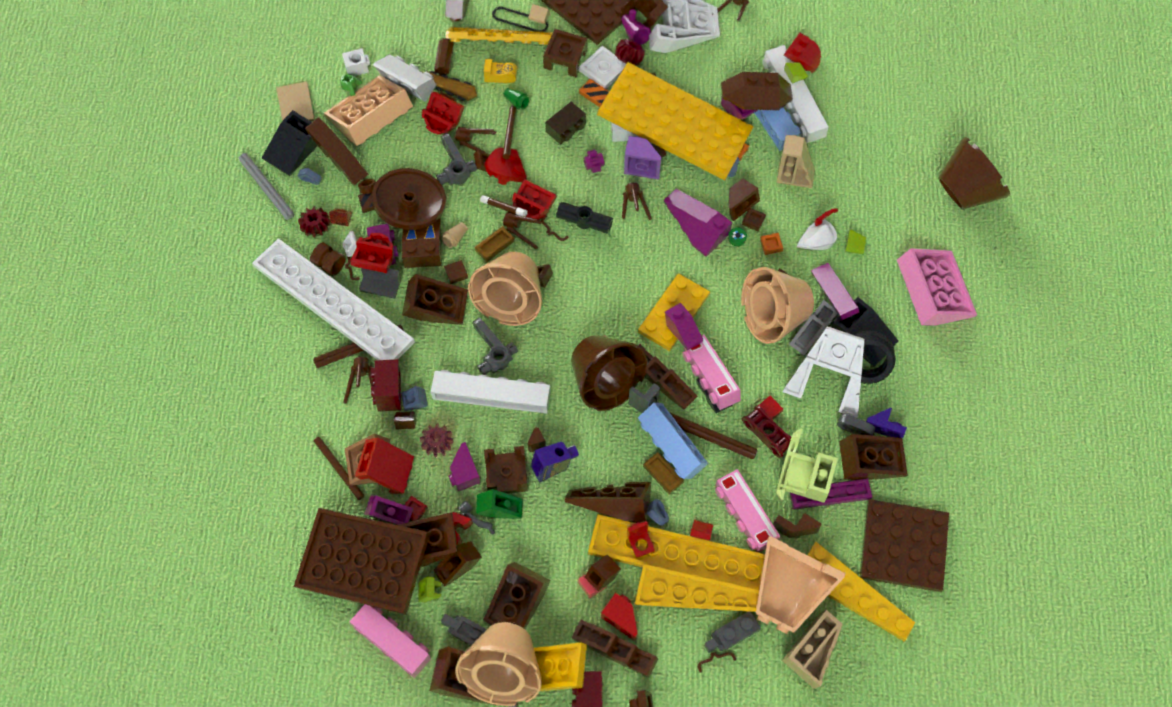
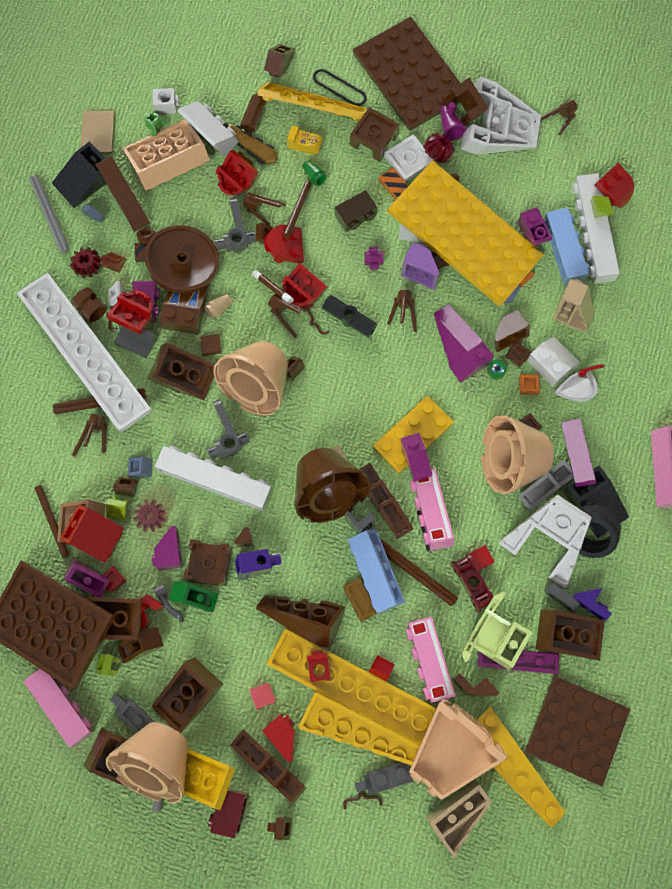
camera: 15 degrees right, 10 degrees up
(386, 385) = (114, 450): dark red brick -> none
(402, 440) = (116, 508): none -> lime tile
(494, 244) = (255, 323): pearl gold tile -> none
(539, 14) = (358, 86): tan slope -> none
(602, 572) = (274, 689): reddish brown brick -> none
(657, 512) = (343, 640): sand blue tile -> none
(757, 91) = (556, 221): reddish brown wedge -> none
(787, 218) = (552, 361): none -> white slope
(855, 243) = (614, 402): lime slope -> none

